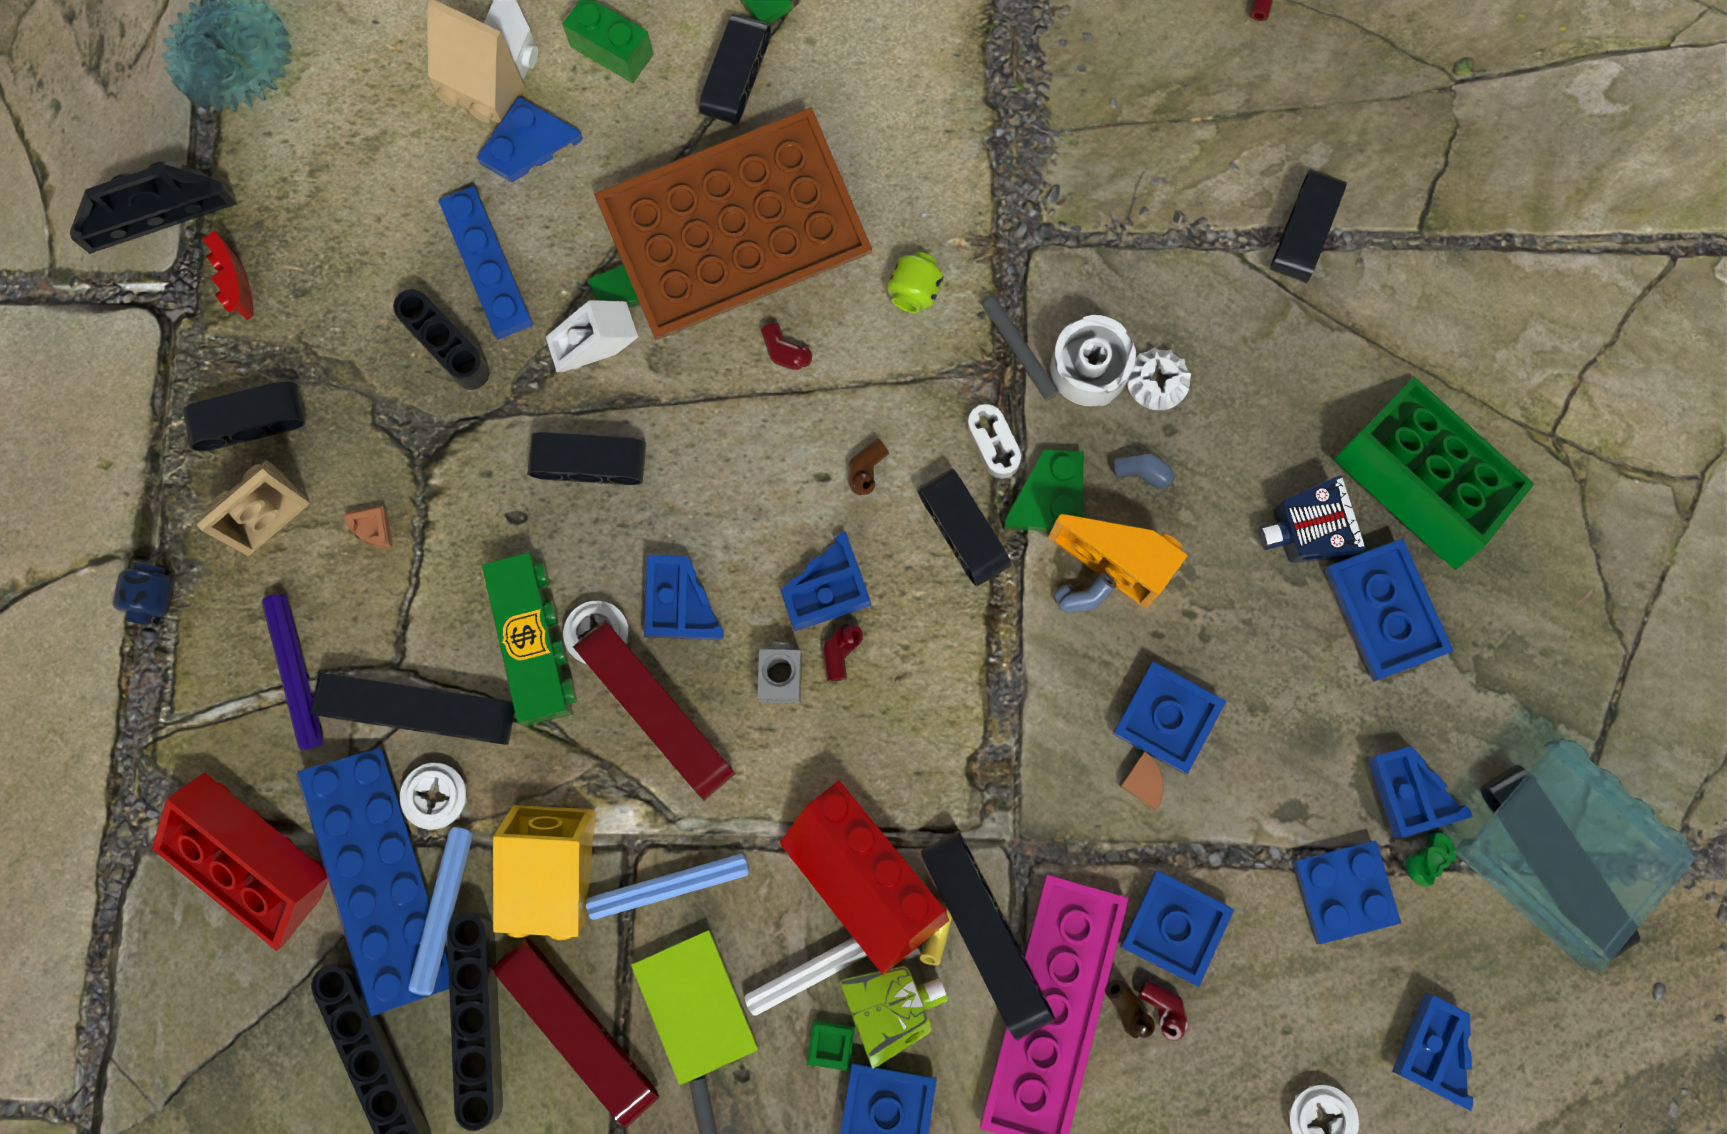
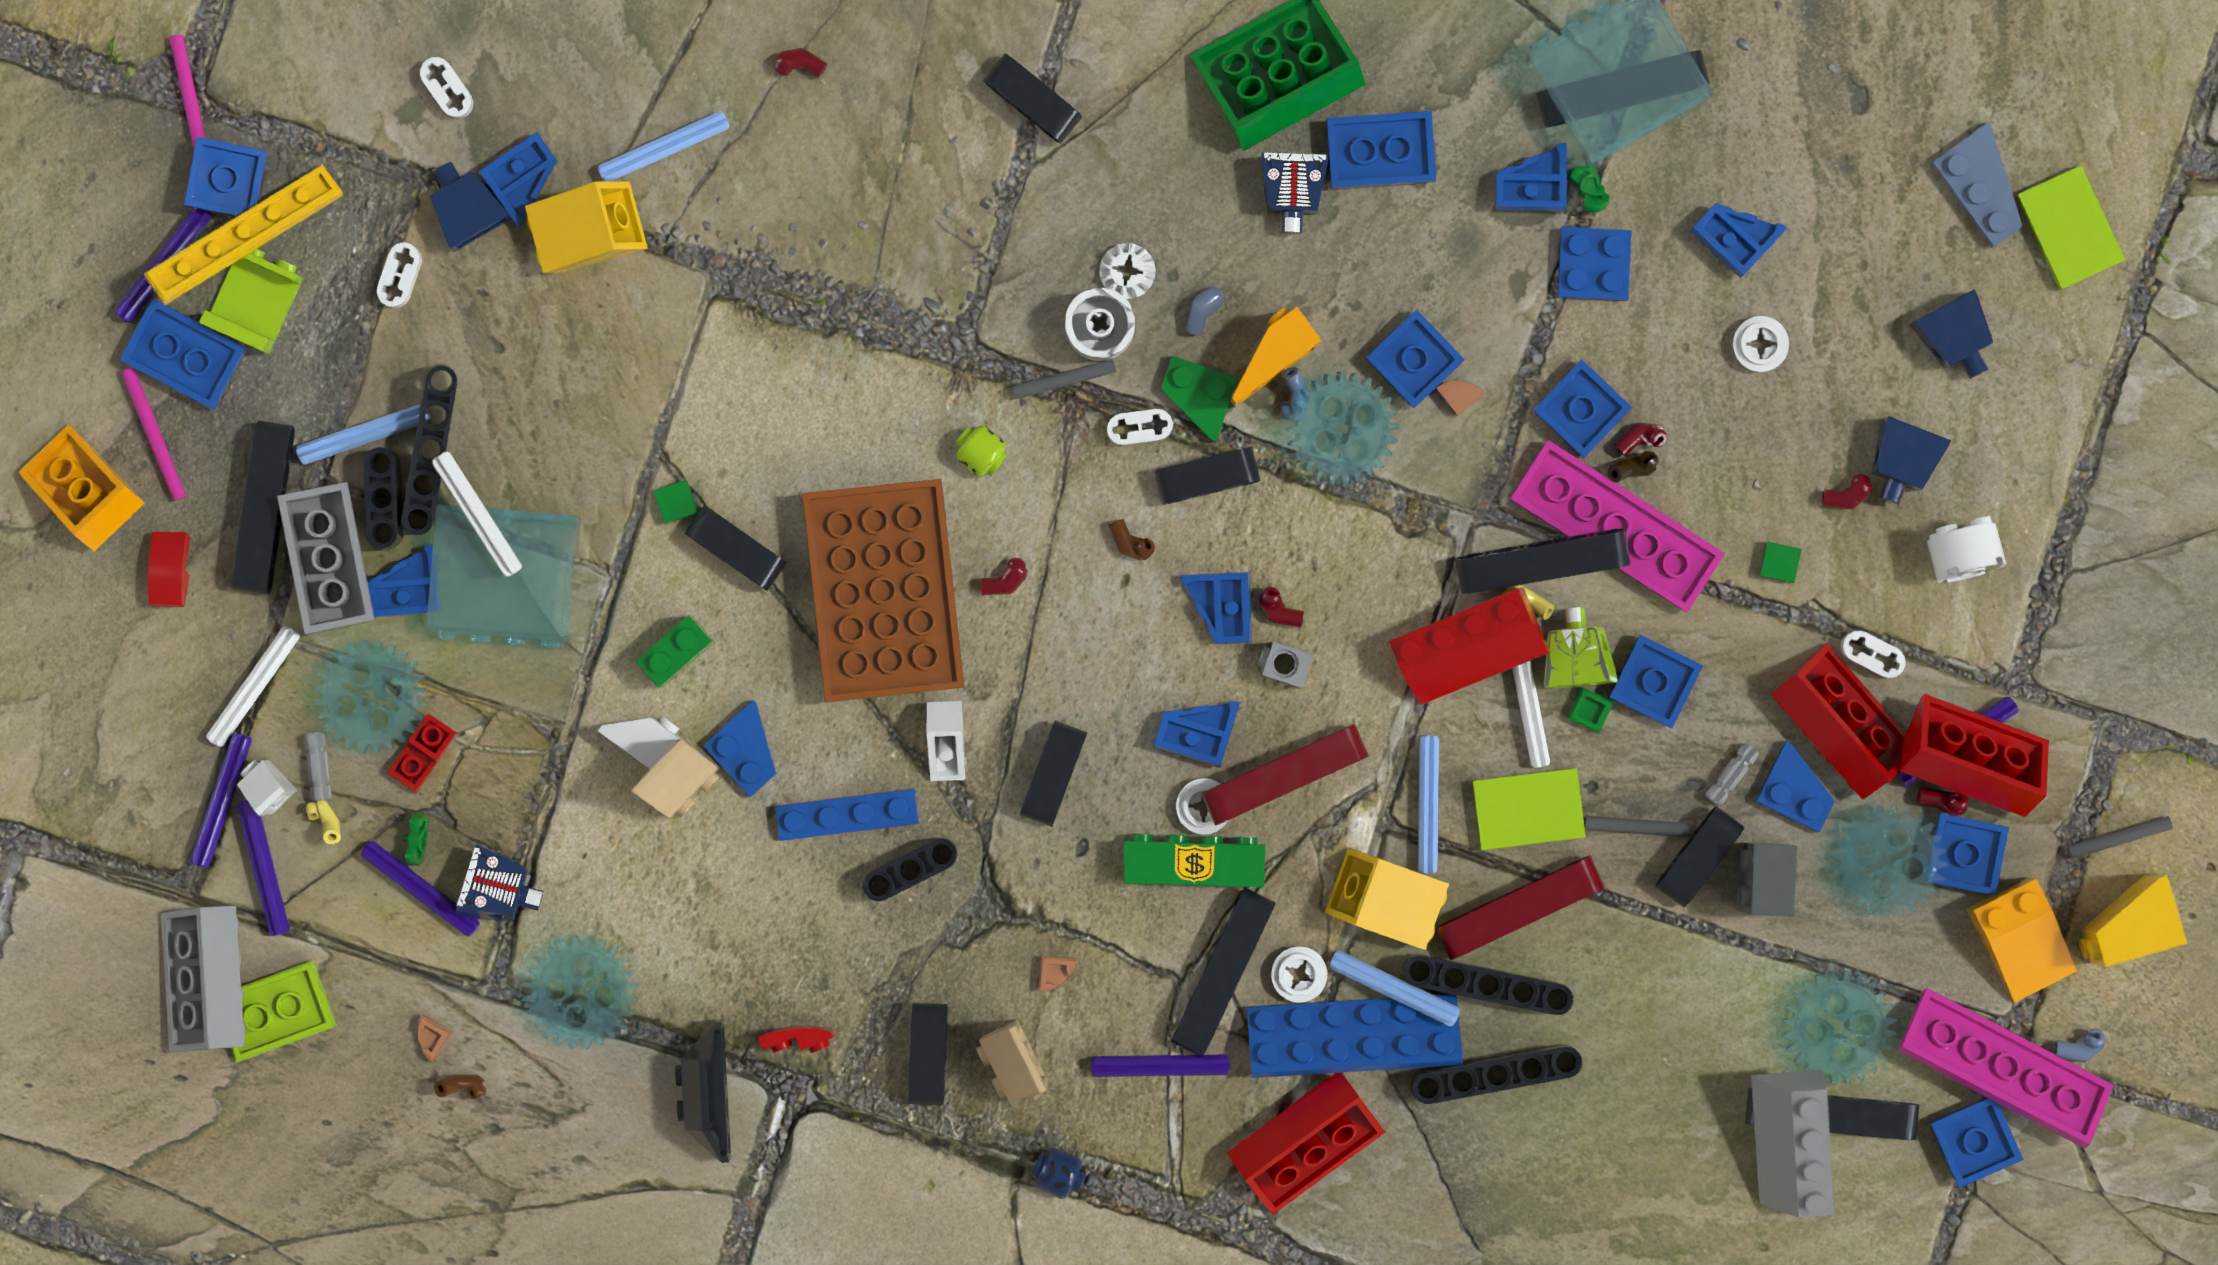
camera: 75 degrees left, 10 degrees up
(614, 286) = (907, 711): green tile -> none
(1066, 696) = (1312, 420): none -> clear light blue gear

